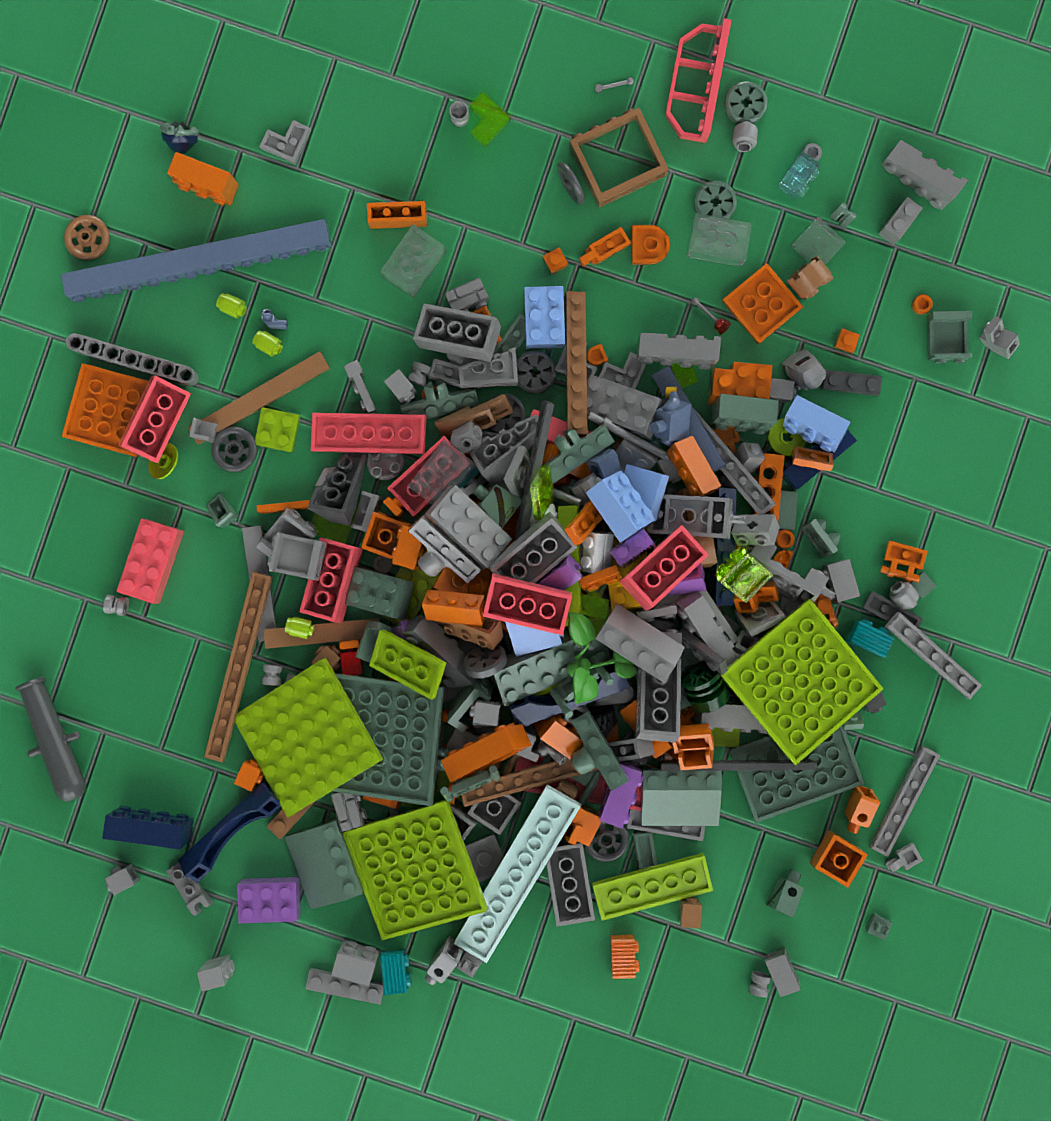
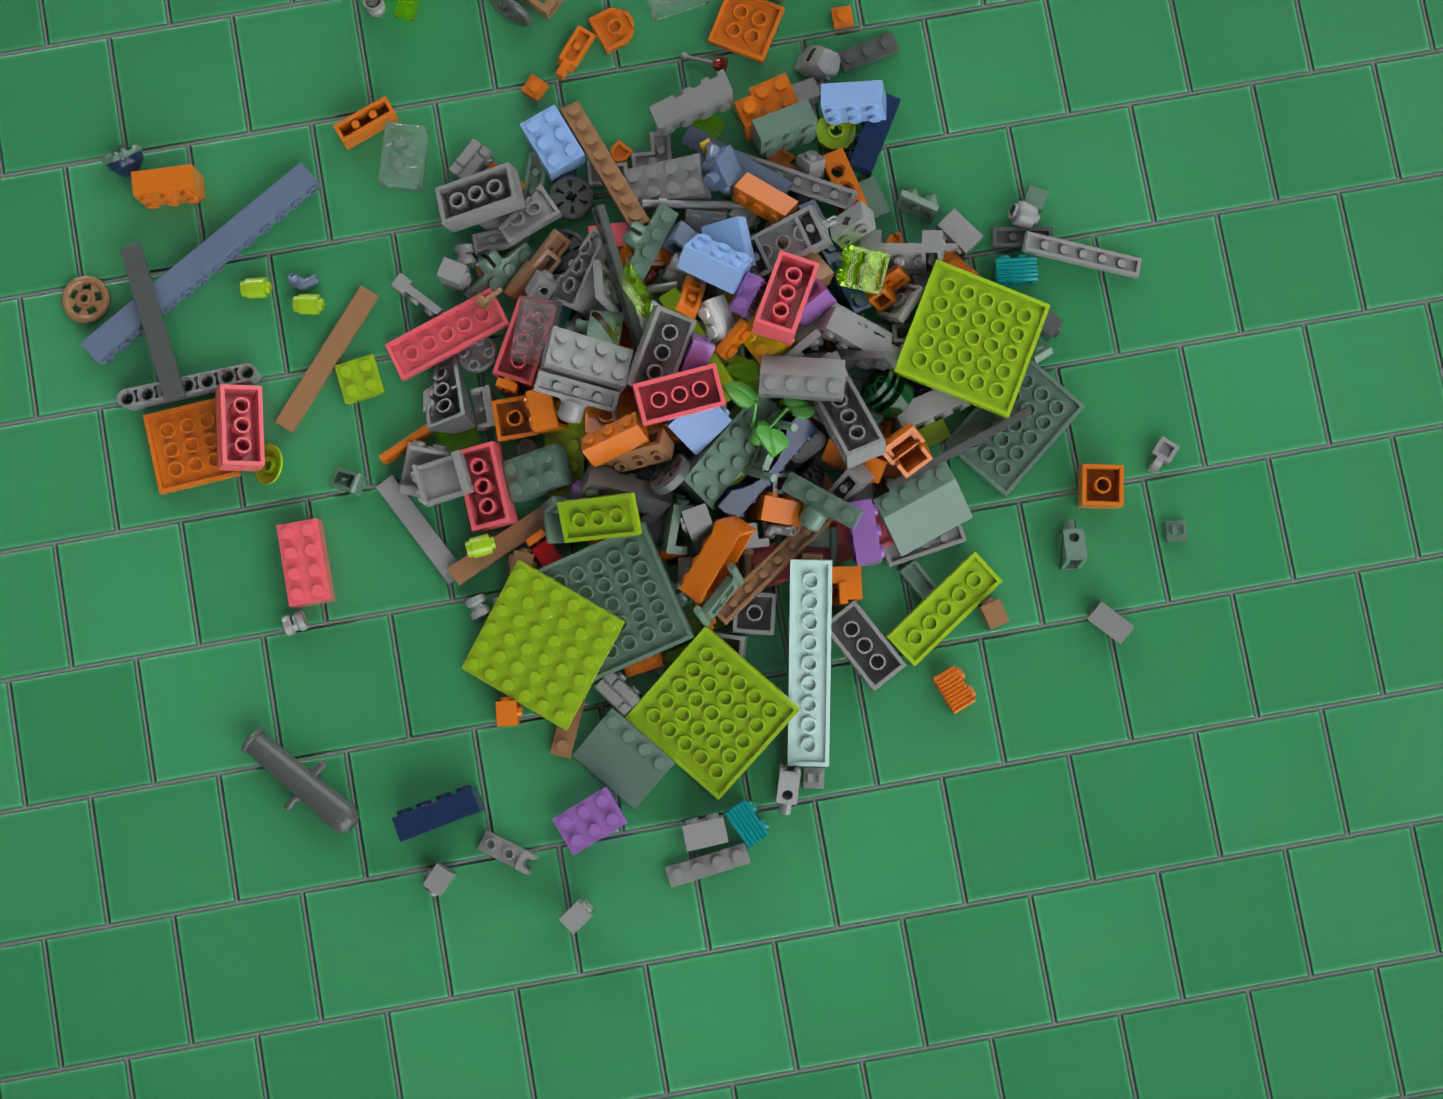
camera: 25 degrees left, 5 degrees down
(129, 290) = (153, 323): none -> dark grey tile
(201, 857) = (504, 812): dark blue arch -> none
(203, 430) = (291, 415): light grey panel -> none
(237, 465) = (319, 432): dark grey plate -> none
(238, 666) = (442, 616): medium nougat plate -> none
(287, 147) = (231, 117): light grey plate -> none
(412, 425) = (484, 302): none -> medium nougat hand
(485, 856) = (773, 665): light grey plate -> none
(620, 847) = (894, 590): dark grey plate -> none
(759, 984) = (1095, 644): light grey wheel -> none
(784, 539) = (886, 224): orange tile -> none
(812, 458) = (868, 135): orange plate -> none
(861, 808) = (1094, 421): orange torso -> none
(904, 555) = (1004, 179): orange plate -> none
(904, 801) = (1132, 402): light grey tile -> none

